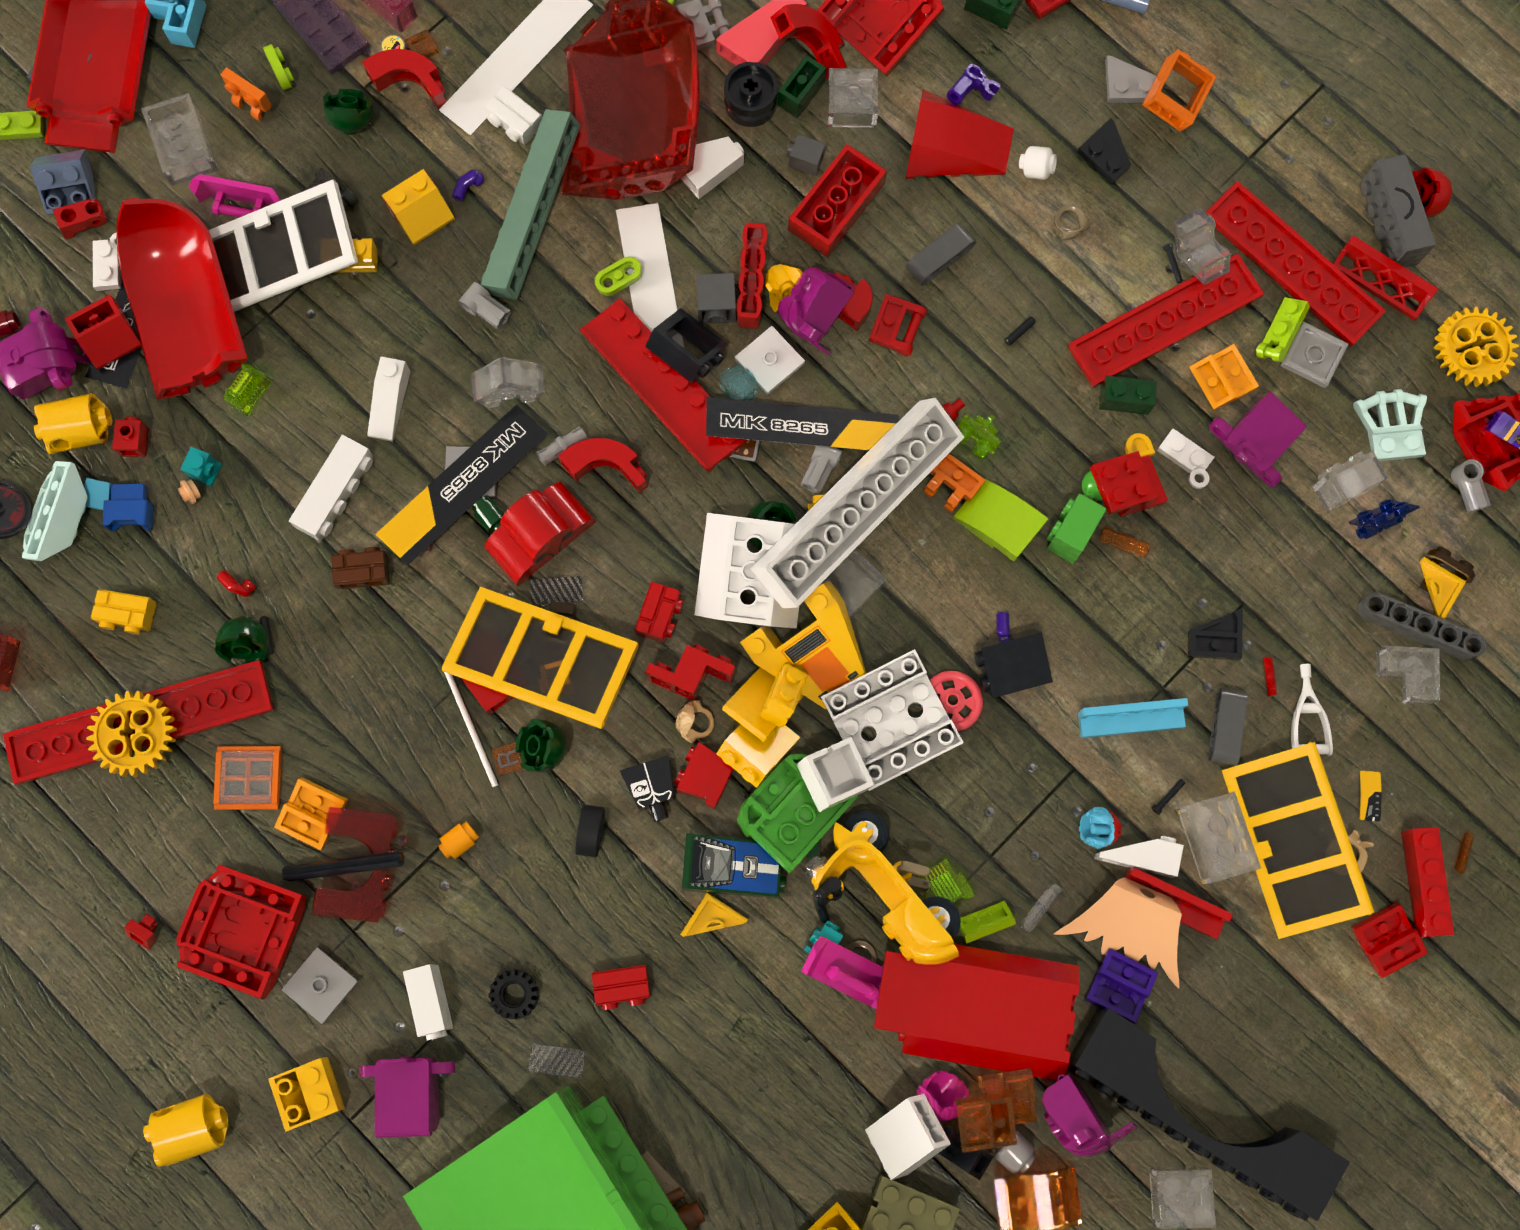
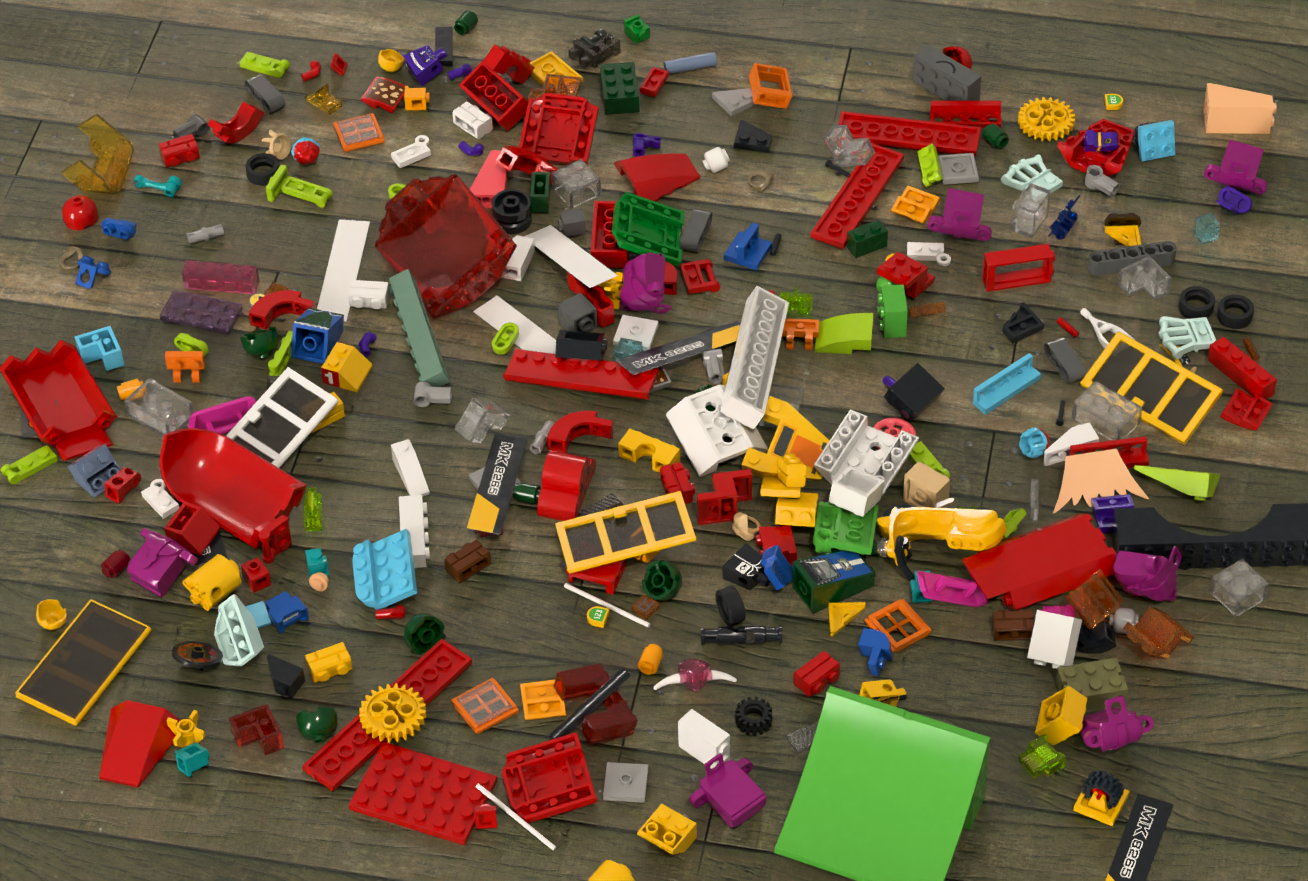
camera: 30 degrees left, 30 degrees down
(51, 690) = (317, 724): none -> dark green cylinder
(65, 598) = (285, 676): none -> black slope
(105, 852) = (422, 793): none -> red plate
(170, 87) = (128, 388): none -> light orange brick
(172, 955) = (516, 817): none -> white axle
(180, 405) = (279, 536): none -> red plate
(258, 528) = (384, 570): none -> medium azure plate
(363, 144) = (281, 356): none -> lime plate
(417, 137) = (316, 334): none -> blue slope
(448, 737) = (597, 616): none -> tile
(487, 895) = (694, 675): none -> clear pink helmet
(583, 875) = (731, 635): none -> black piece
(650, 1070) = (883, 691): none -> yellow torso
(652, 526) = (636, 444): none -> yellow arch
(674, 816) = (776, 567): none -> blue piece
(713, 996) = (877, 647): none -> blue brick
(763, 210) = (571, 256): none -> white sticker
(785, 975) = (923, 629): none -> orange piece
(878, 225) = (648, 227): none -> green wedge
(887, 1069) = (1013, 625): none -> reddish brown brick
(924, 816) = (925, 486): none -> tan container
(961, 770) = (923, 455): none -> lime plate
(982, 319) = (748, 248): none -> blue bracket
(1239, 1003) = (1189, 482): none -> lime wedge
(1271, 558) = (1022, 277): none -> red window
(1395, 334) = (995, 136): none -> dark green brick
(1417, 790) = (1196, 334): none -> light aqua plate
(1468, 740) = (1198, 293): none -> black tyre
(1503, 777) = (1235, 301): none -> black tyre

